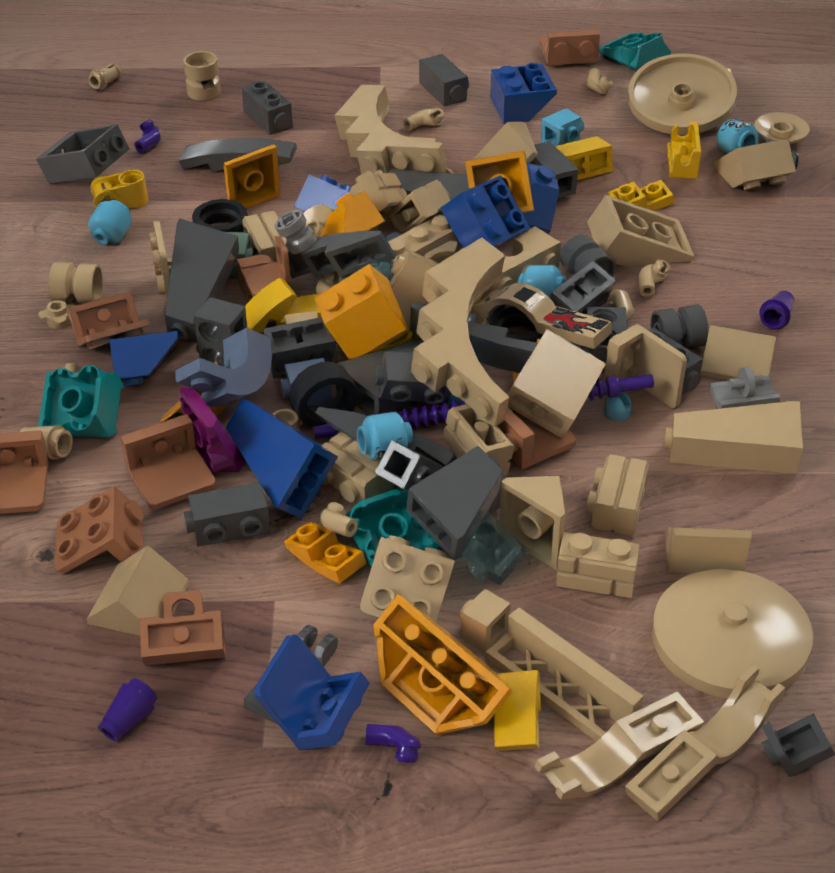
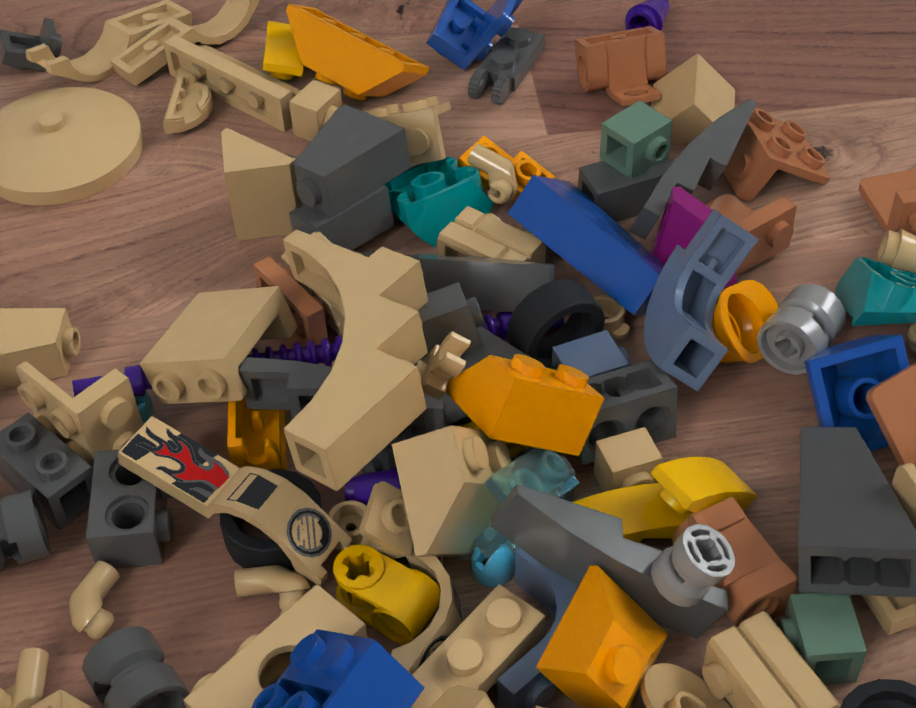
camera: 175 degrees right, 5 degrees up
(156, 389) = (801, 328): none -> light grey wheel
(177, 478) = (697, 164): none -> dark grey slope
(213, 324) = (745, 401): dark grey brick -> none
(216, 497) = (635, 139): none -> sand green brick
(378, 432) = (450, 225): medium azure head -> none
(394, 736) = (395, 27): dark purple arm -> none
(405, 466) = (411, 213): dark grey brick -> none
(407, 326) = (442, 364): none -> tan plate
(543, 277) = (227, 604): medium azure head -> none
(585, 289) = (163, 569): dark grey brick -> none
(597, 564) = (184, 169): tan brick -> none
(612, 649) = (188, 105): none -> tan plate
(619, 494) = (152, 258): tan brick -> none
(706, 549) = (58, 205): tan slope -> none

